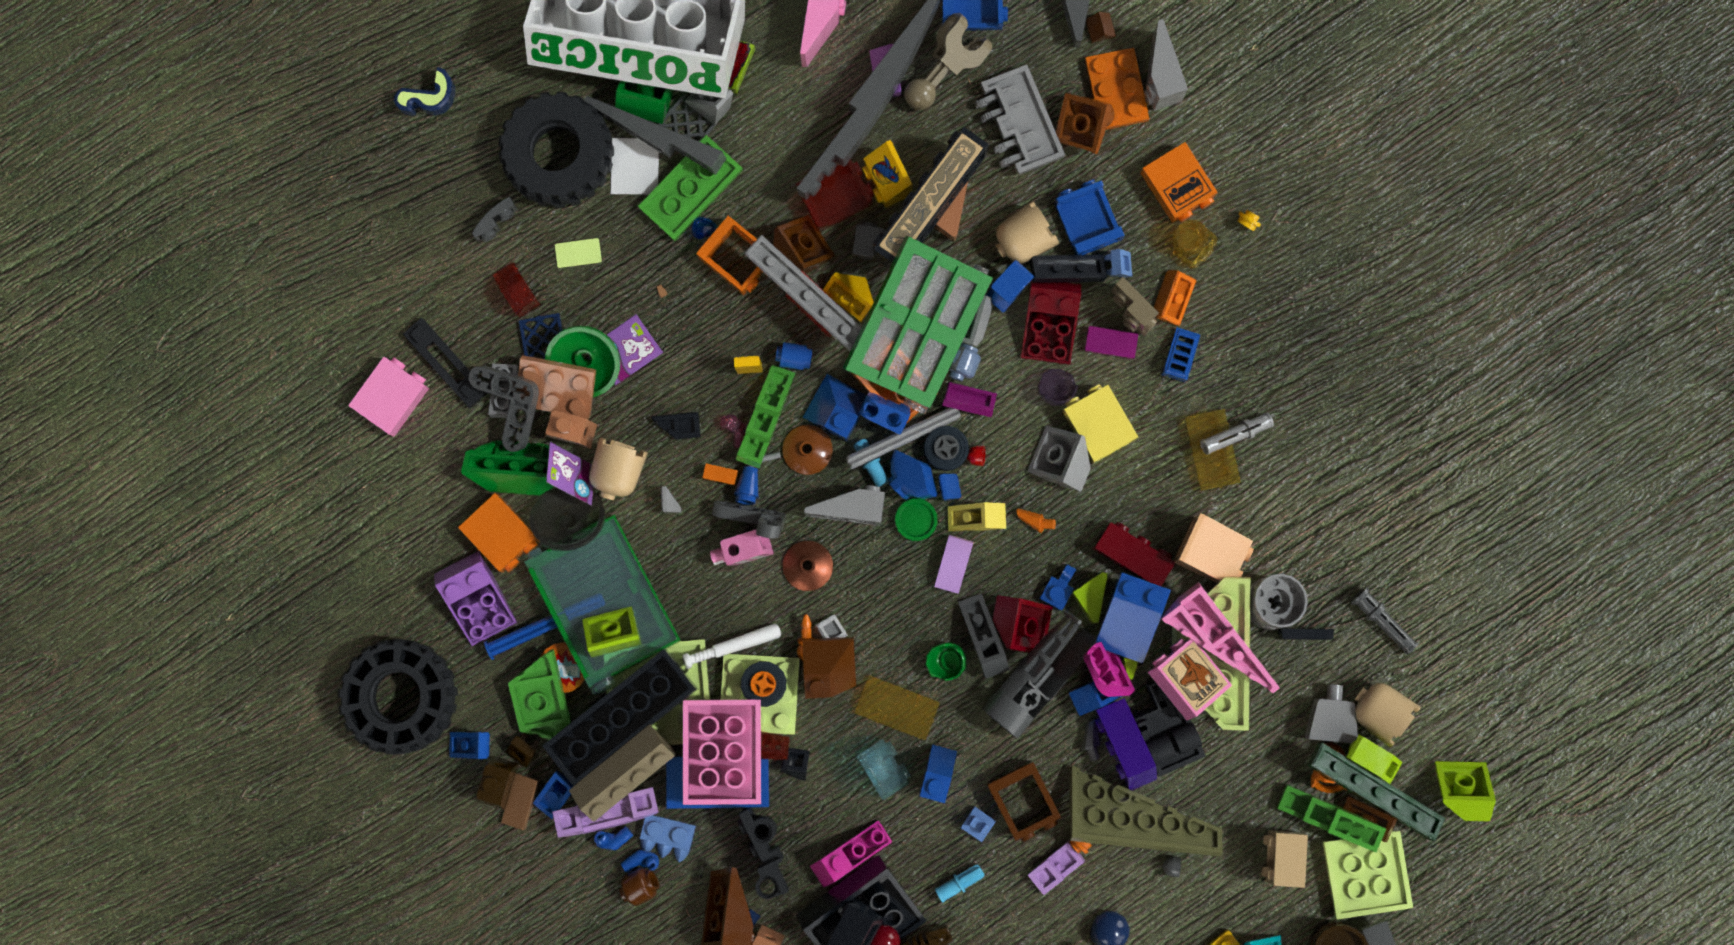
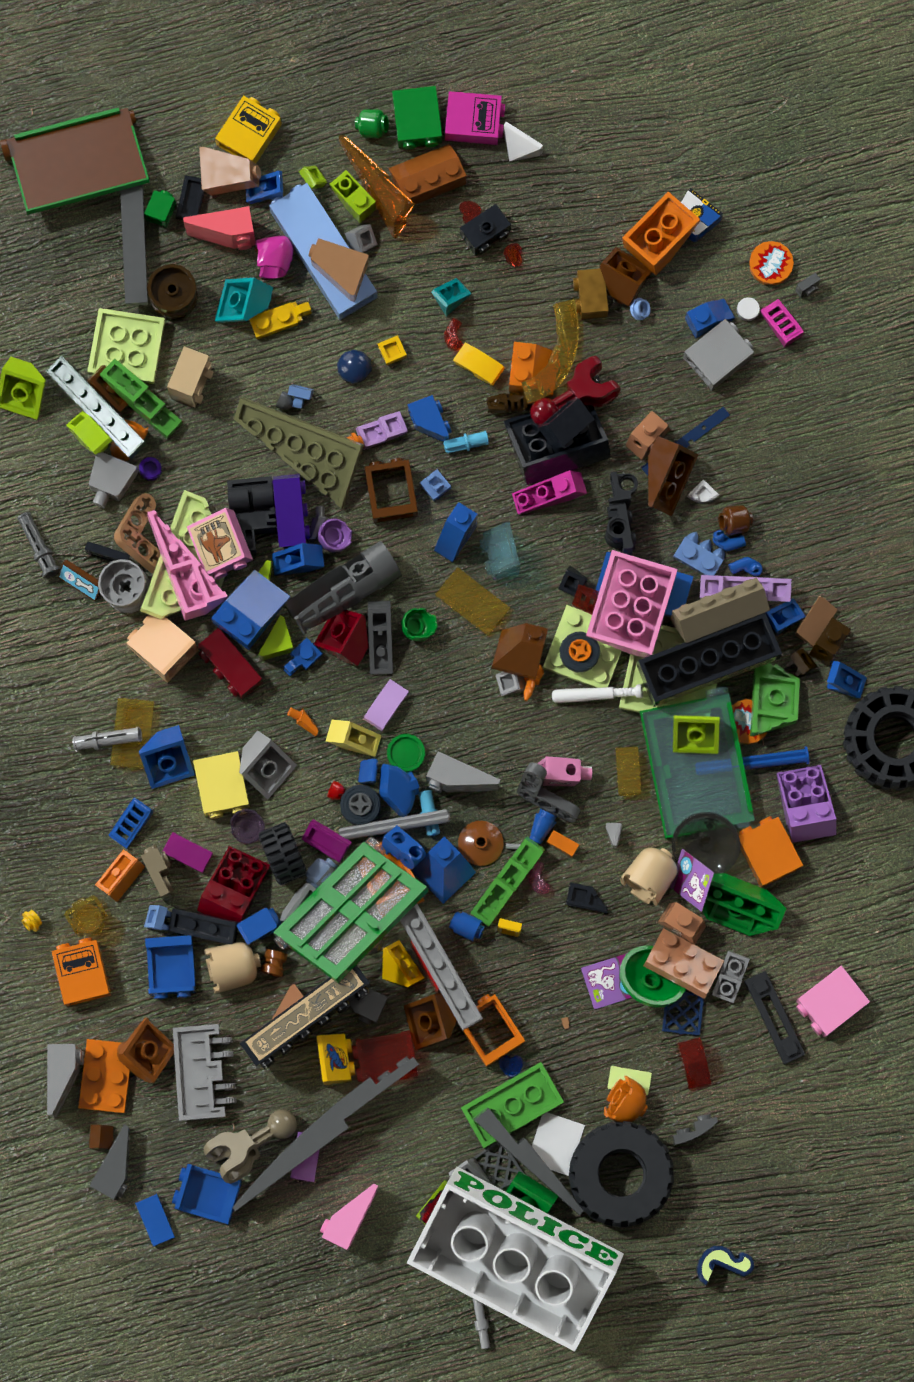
camera: 170 degrees left, 5 degrees down
(518, 401) = (719, 959): dark grey beam -> none
(573, 225) = (627, 1101): none -> orange cylinder
(674, 573) = (628, 771): none -> clear yellow slope
(683, 907) = (703, 493): none -> white tile
(821, 565) = (507, 754): copper dish -> none
(983, 254) = (274, 963): none -> dark orange wheel
(1010, 366) = (282, 853): none -> black tyre
(1010, 896) = (427, 418): none -> blue slope
(1068, 731) = (334, 535): none -> medium lavender hair
(1108, 672) = (286, 570): dark pink slope -> none
(1158, 880) = (300, 393): none -> medium blue tile
(1167, 434) = (166, 758): none -> blue slope
(1286, 664) = (134, 533): none -> medium nougat beam
(1293, 744) = (150, 468): none -> dark purple tile
(1327, 597) = (79, 580): none -> slope
(1384, 712) = (65, 468): tan cylinder -> none

